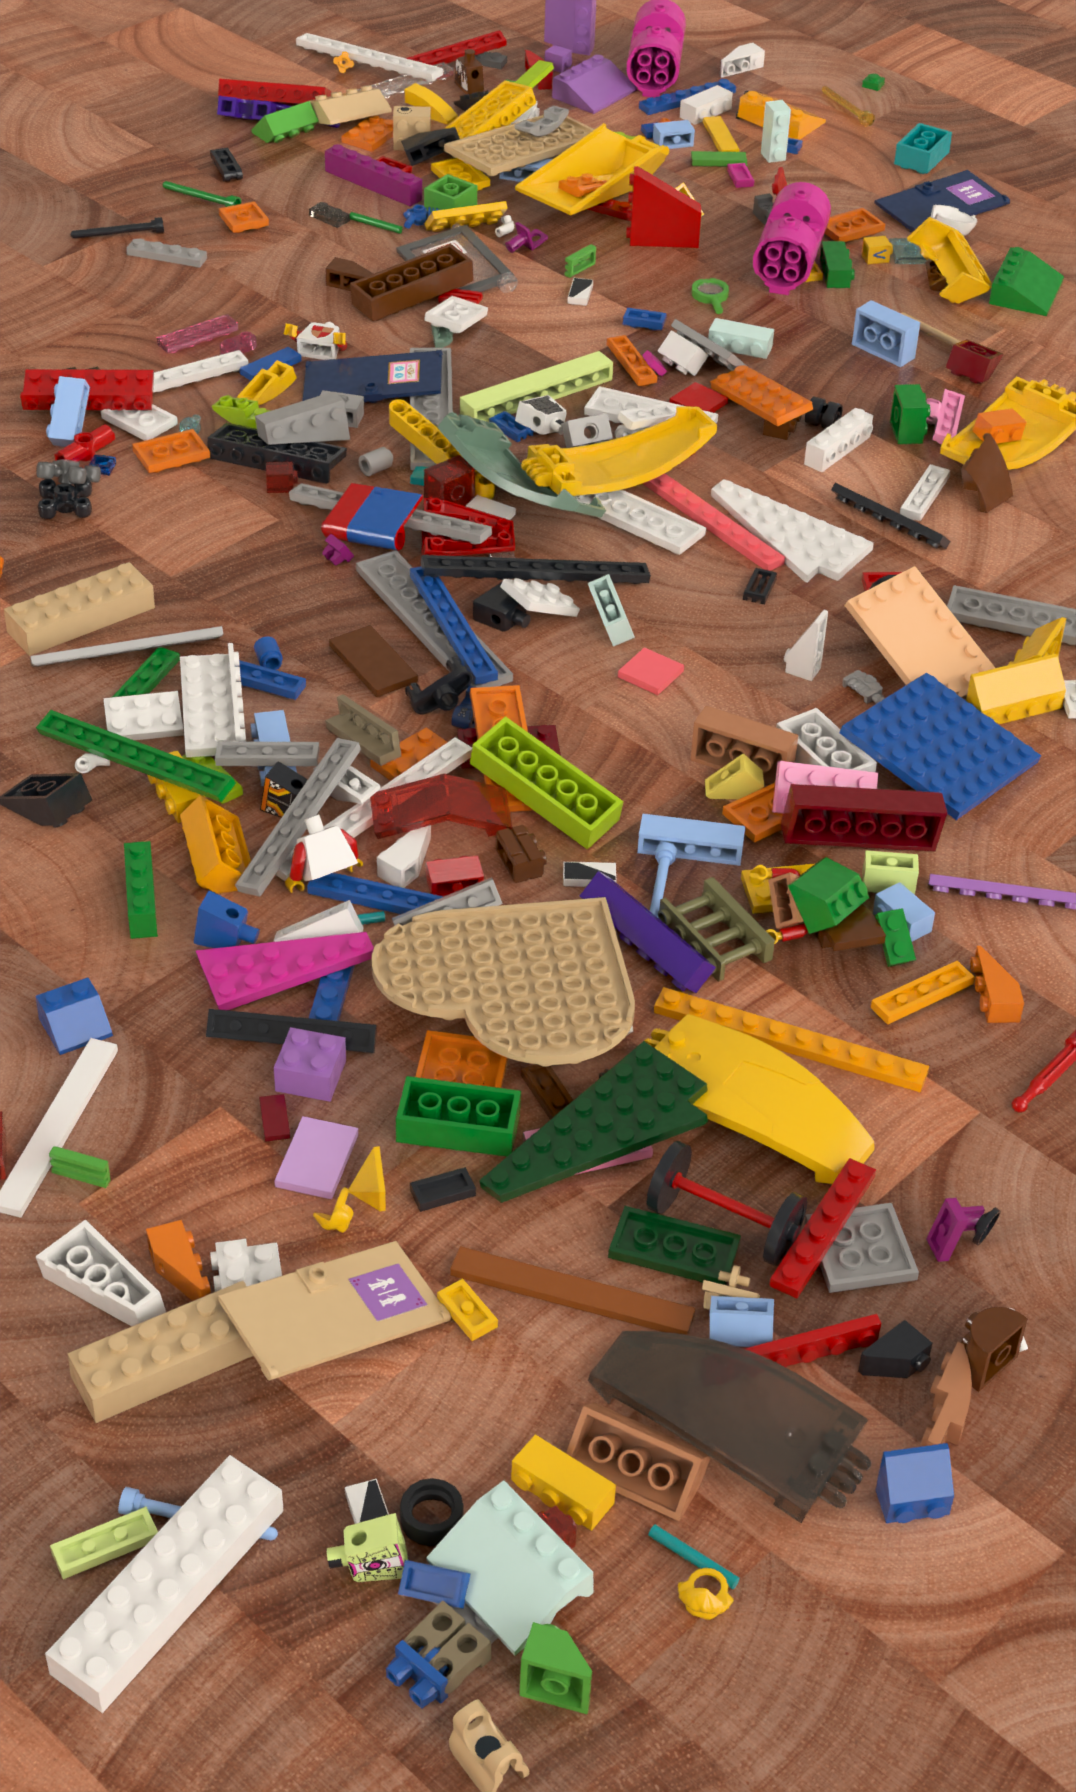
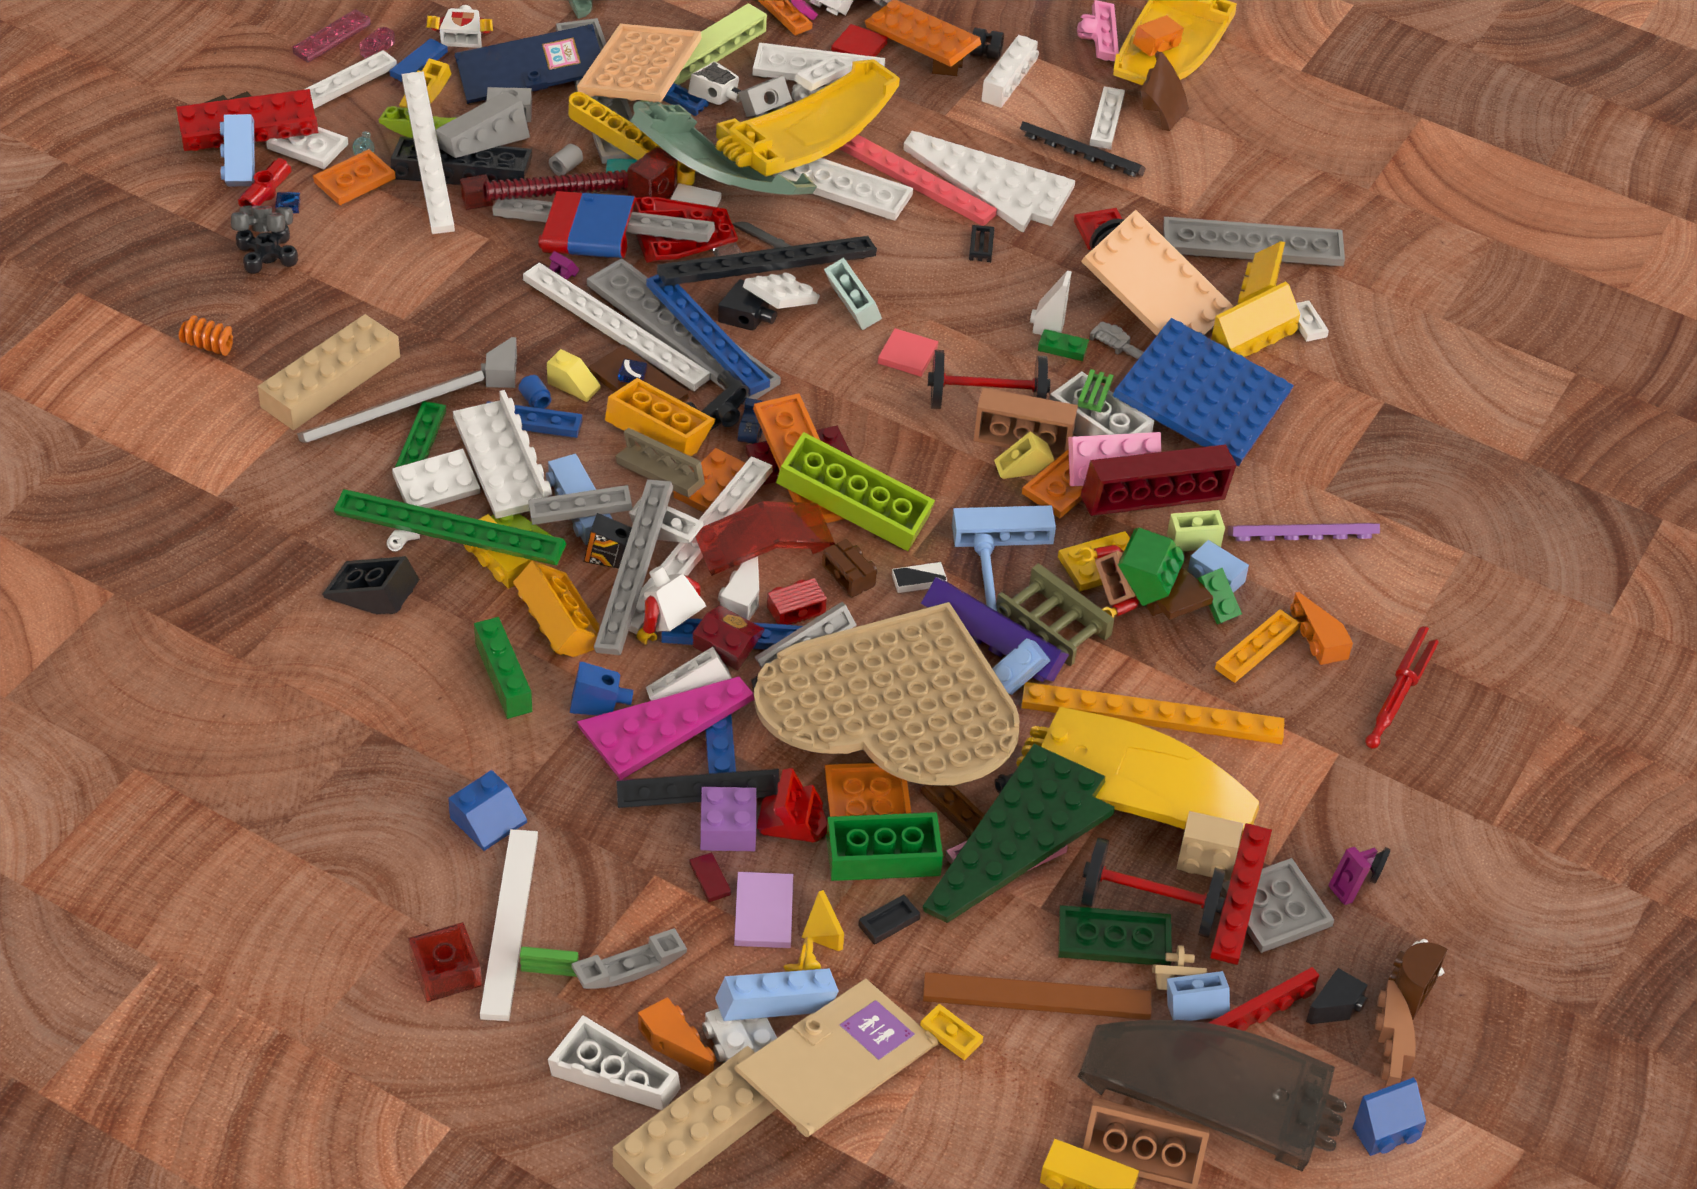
camera: 15 degrees left, 5 degrees up
(162, 1185) = (632, 964): none -> light grey slope
(242, 437) = (428, 153): none -> white plate
(245, 625) = (501, 365): none -> light grey slope
(290, 1235) = (775, 994): none -> light blue brick
(309, 644) = (571, 375): none -> light yellow slope
(345, 478) = (550, 185): none -> dark red piece
(368, 648) = (631, 370): none -> clear blue tile
(370, 893) = (728, 634): none -> dark red slope
(371, 609) = (617, 326): none -> white plate
(378, 690) = (658, 416): none -> light orange slope
(378, 1066) = (793, 812): none -> red piece
(472, 385) = (639, 63): none -> light nougat plate
(540, 548) = (760, 234): none -> dark grey piece
(658, 968) = (1020, 665): none -> light blue brick
(667, 695) = (938, 379): none -> piece
(803, 1169) = (1209, 844): none -> tan brick
(812, 686) = (1063, 345): none -> green plate
(819, 719) = (1099, 379): none -> bright green tile
(909, 414) = (1070, 34): green brick -> none

